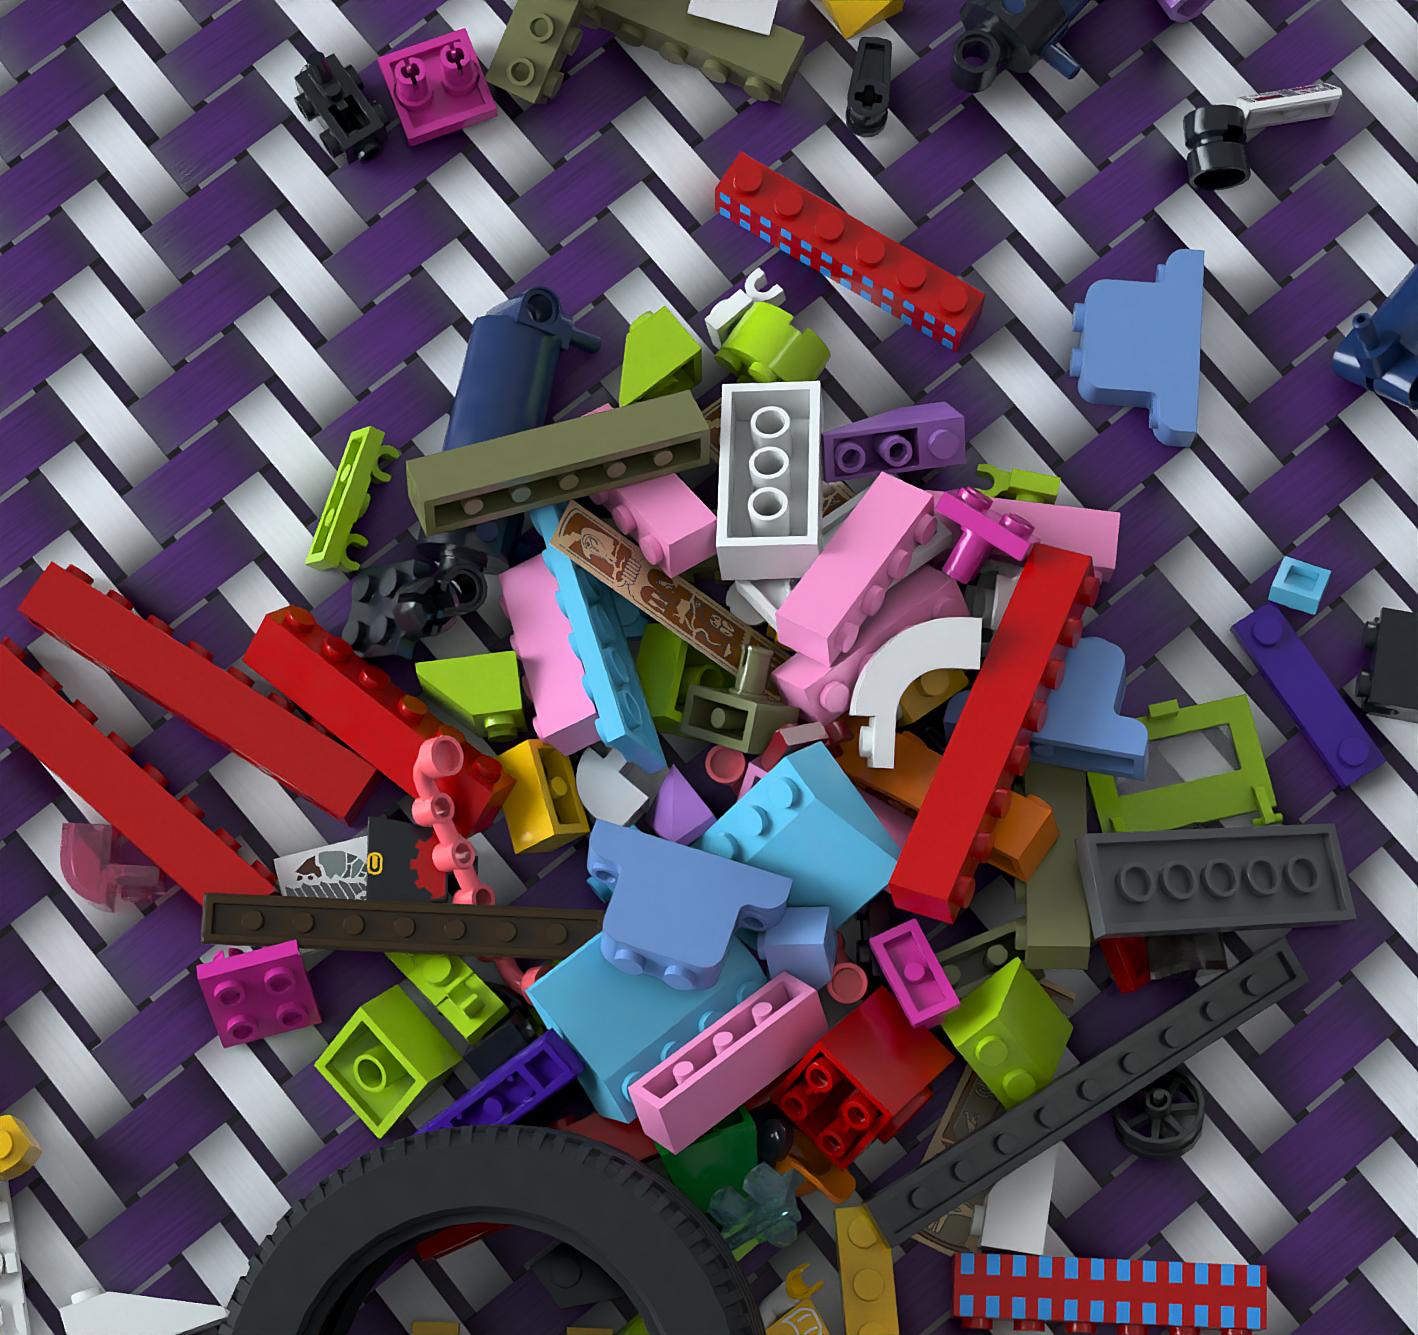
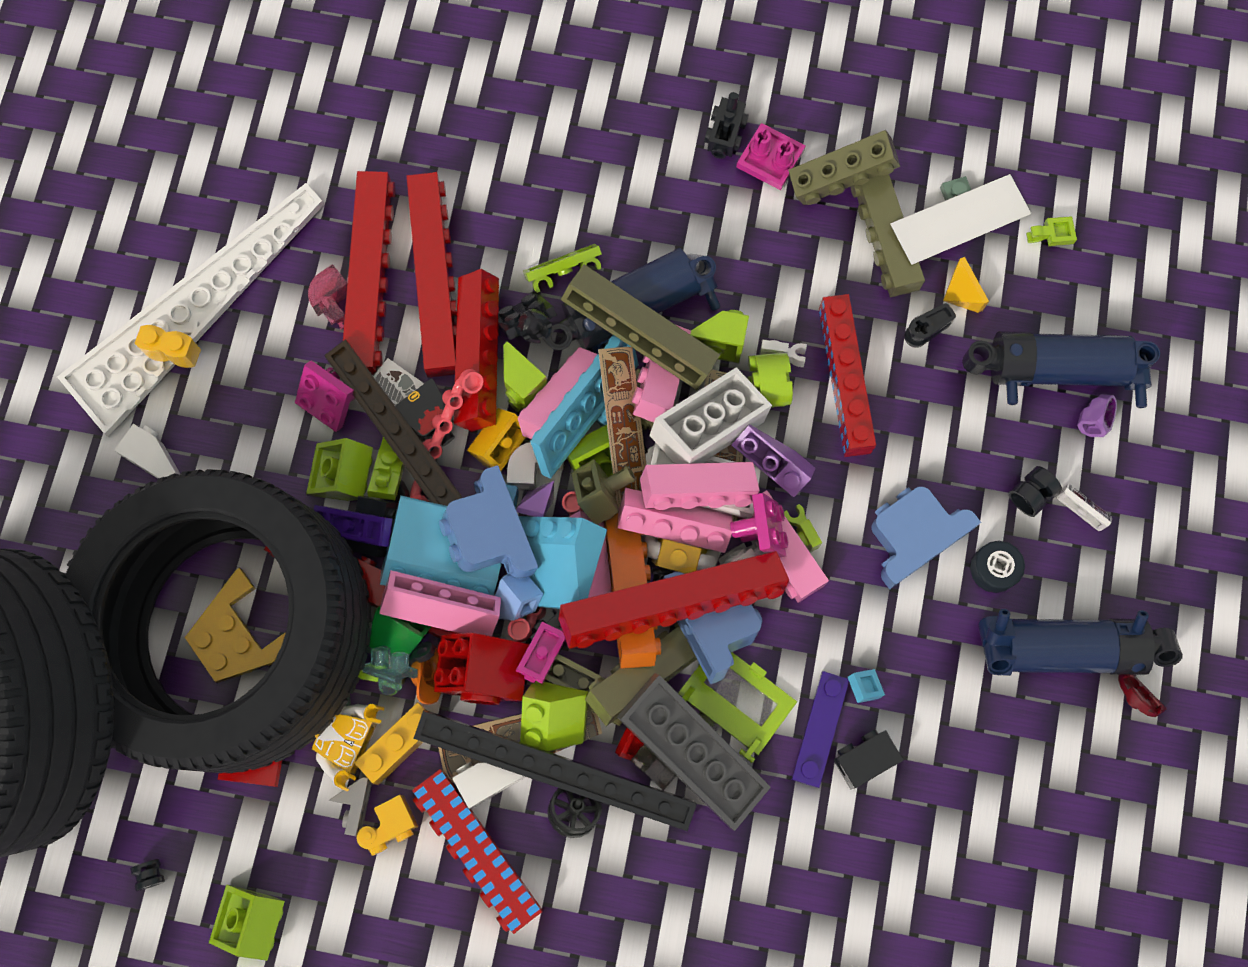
camera: 50 degrees right, 0 degrees up
(796, 737) = (600, 517): dark red plate -> none
(931, 645) = (682, 538): white arch -> none
(1268, 298) = (989, 573): none -> black wheel

